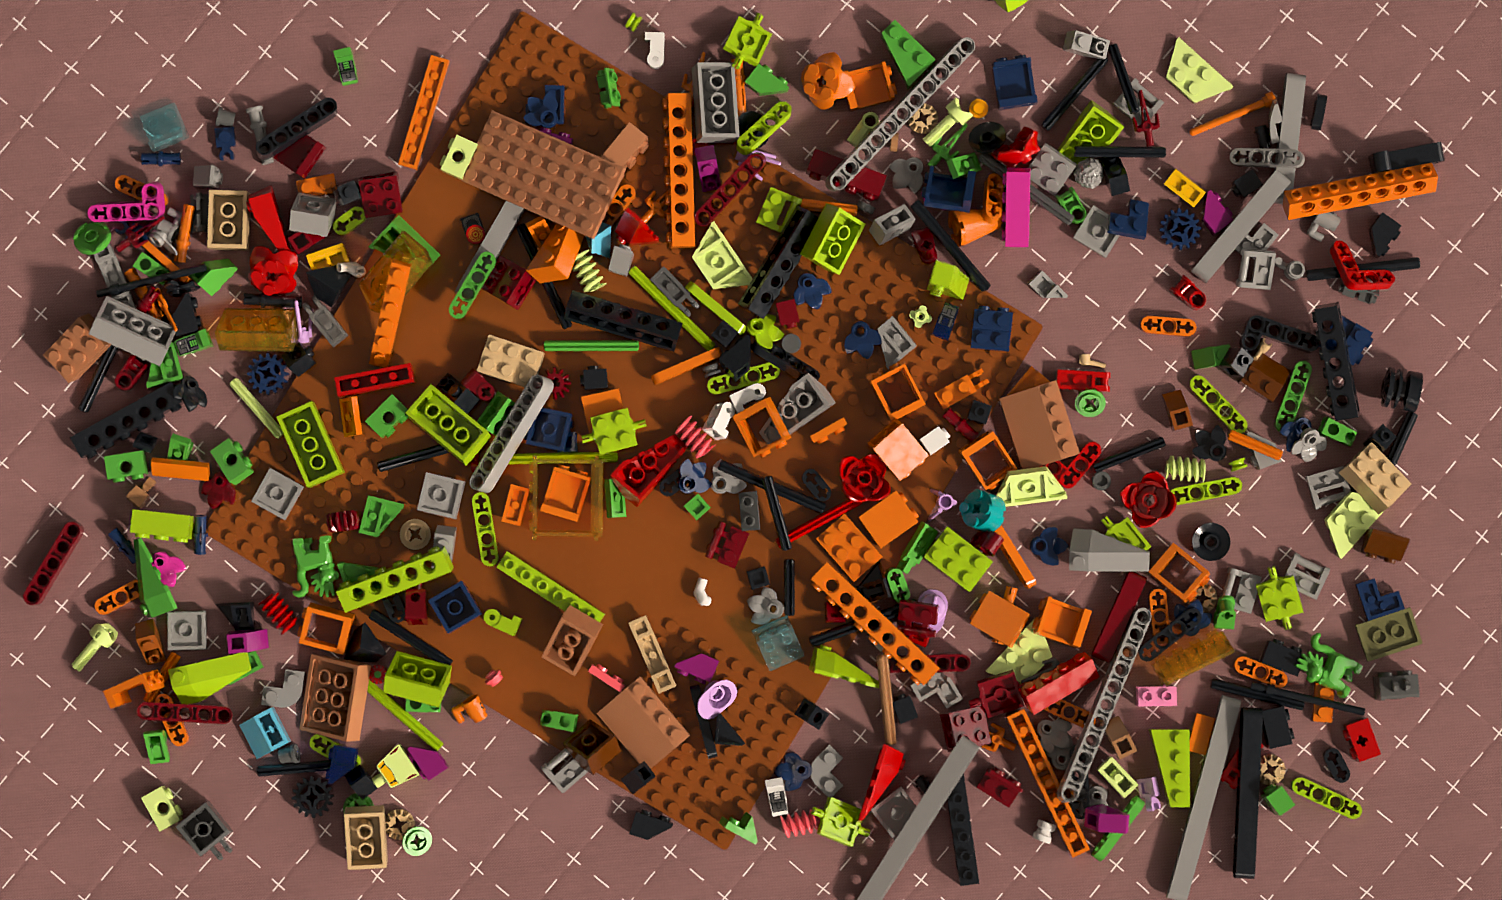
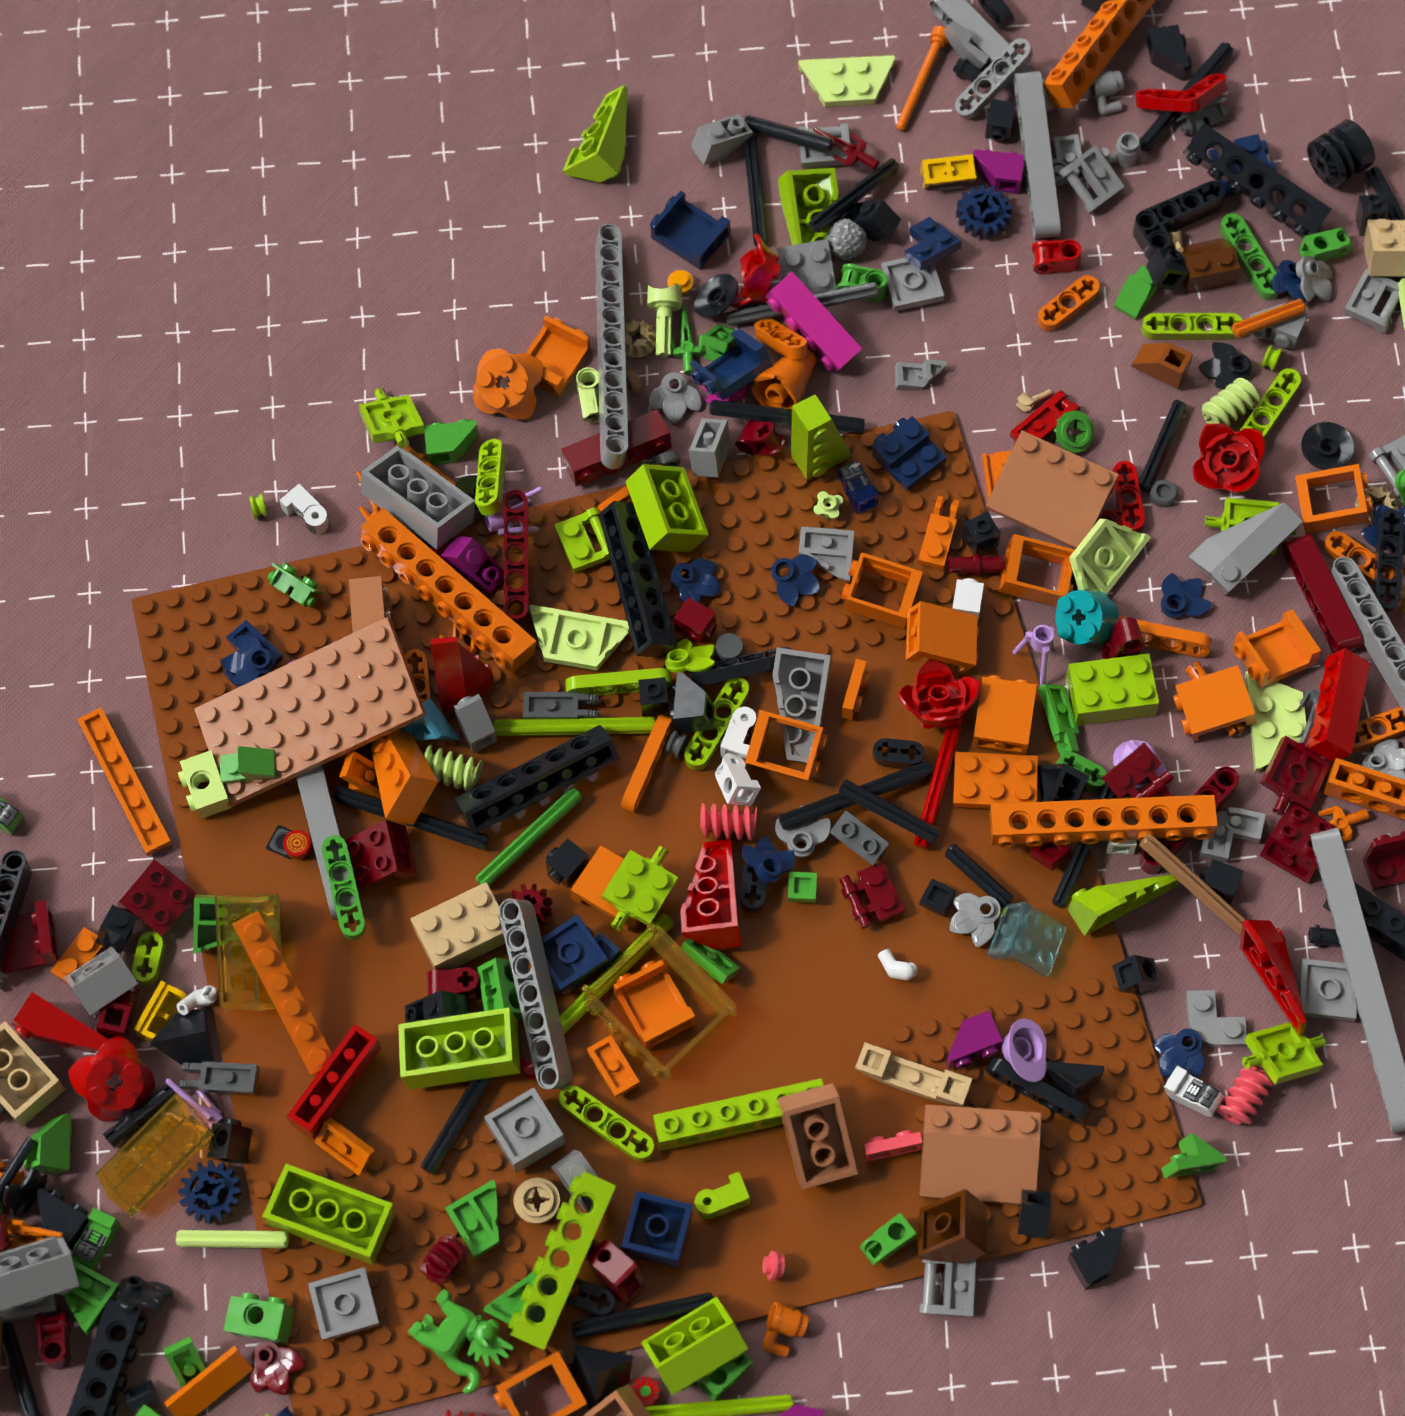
camera: 45 degrees left, 20 degrees down
(377, 422) = (381, 1091): bright green brick -> none
(486, 172) = (247, 765): none -> bright green slope
(906, 53) = (558, 293): bright green wedge -> none

